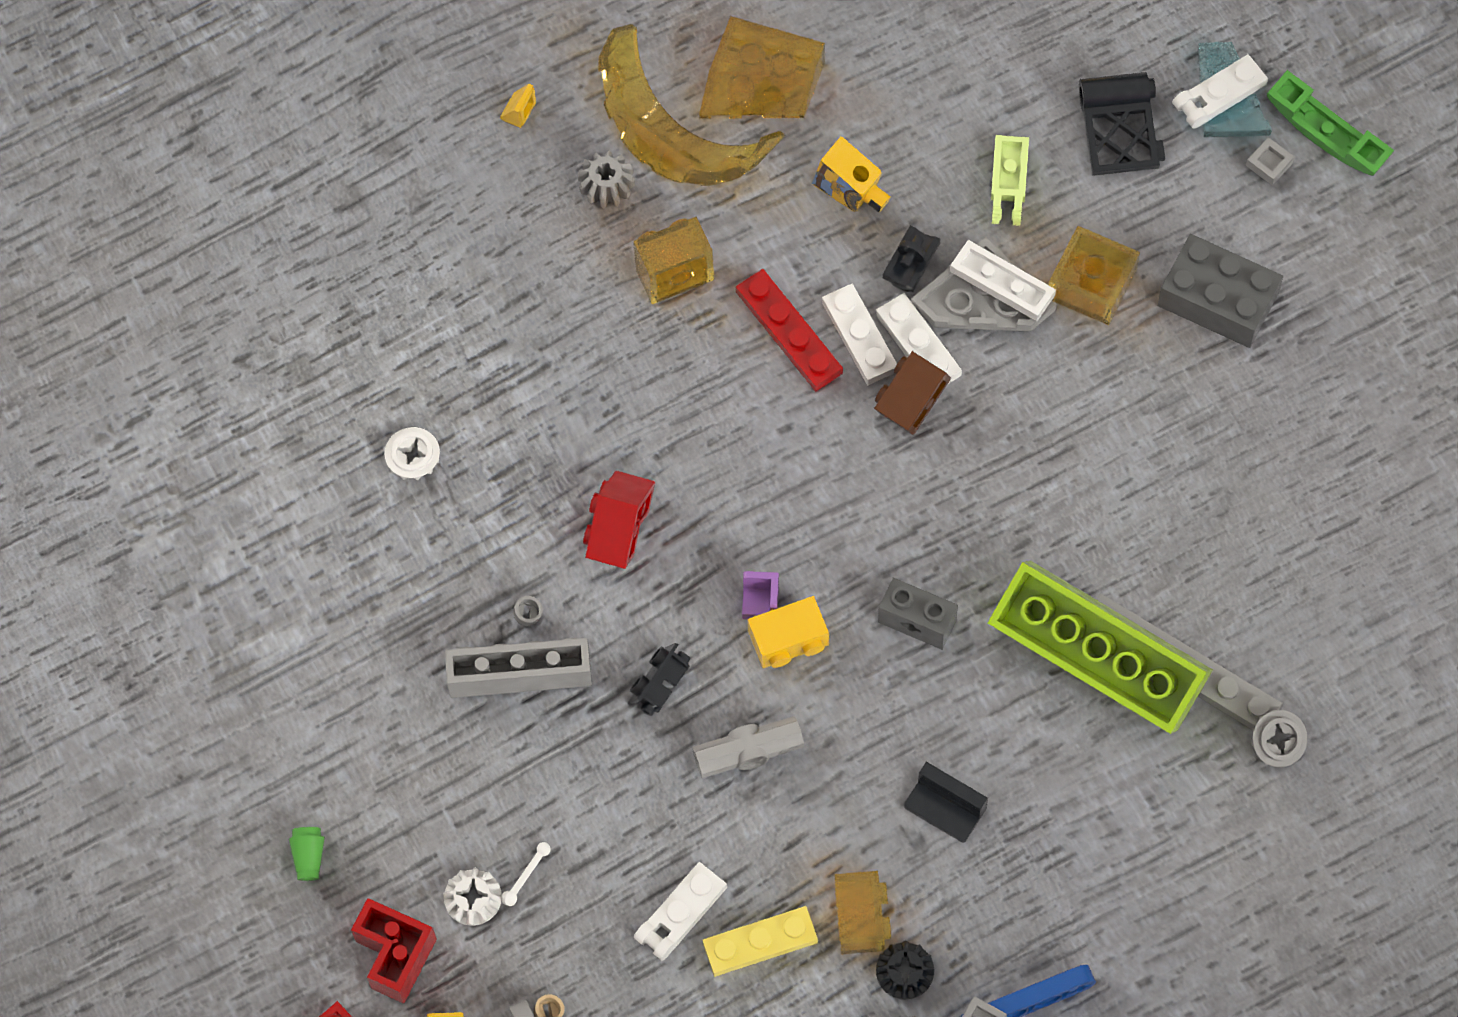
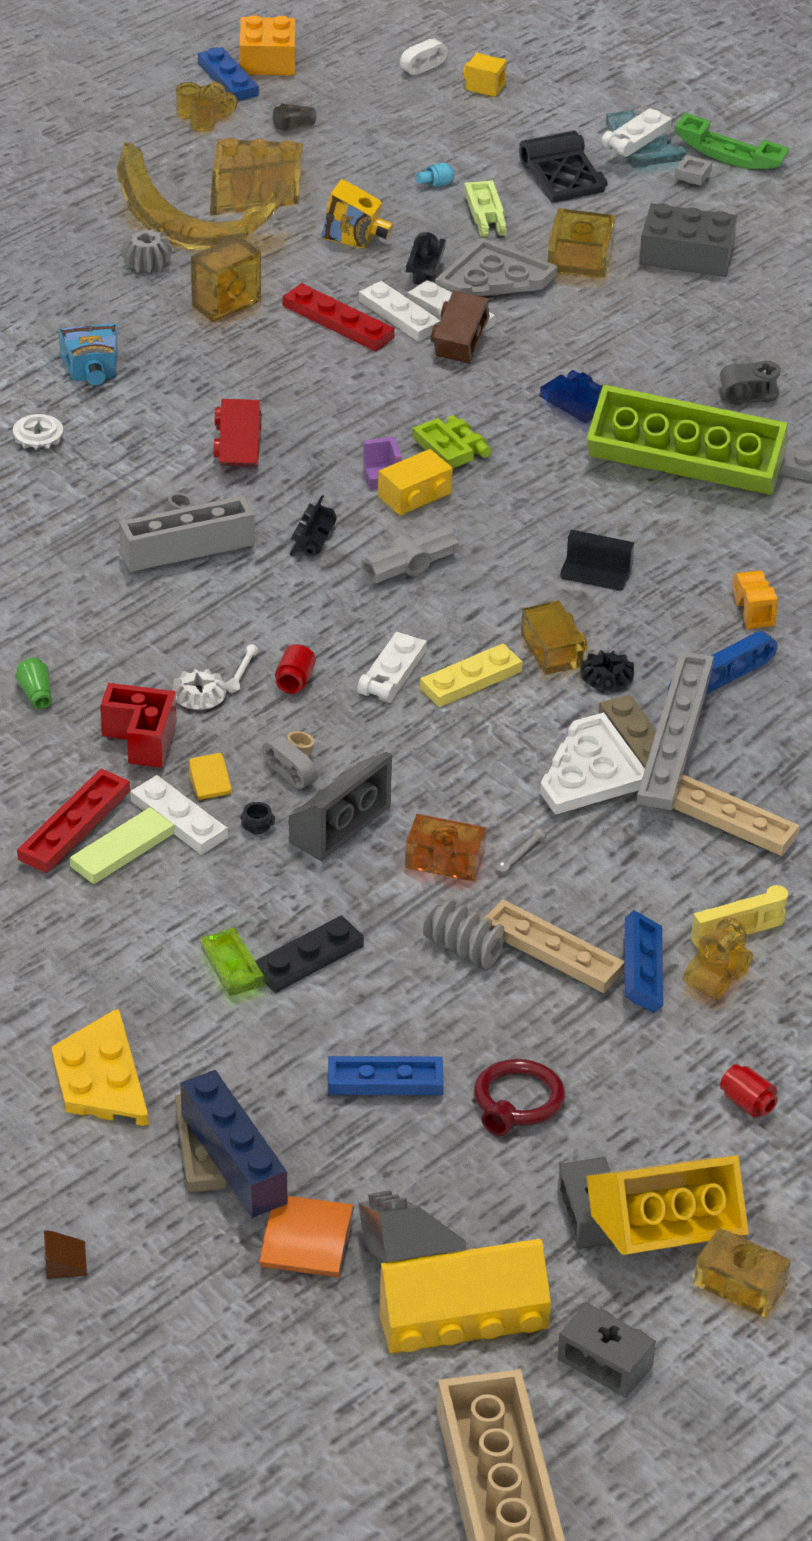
camera: 20 degrees left, 25 degrees down
(500, 342) = (90, 352): none -> dark azure torso
(519, 106) = (55, 223): yellow slope -> none
(576, 896) = (295, 668): none -> red brick
(839, 574) = (451, 441): none -> lime plate
(917, 613) = (522, 452): dark grey brick -> none
(971, 107) = (436, 175): none -> medium azure cylinder
(1002, 280) = (508, 252): white plate -> none
(1006, 532) = (573, 394): none -> clear blue plate
(1097, 895) = (757, 598): none -> light orange leg
(1205, 549) = (748, 382): none -> dark grey piece

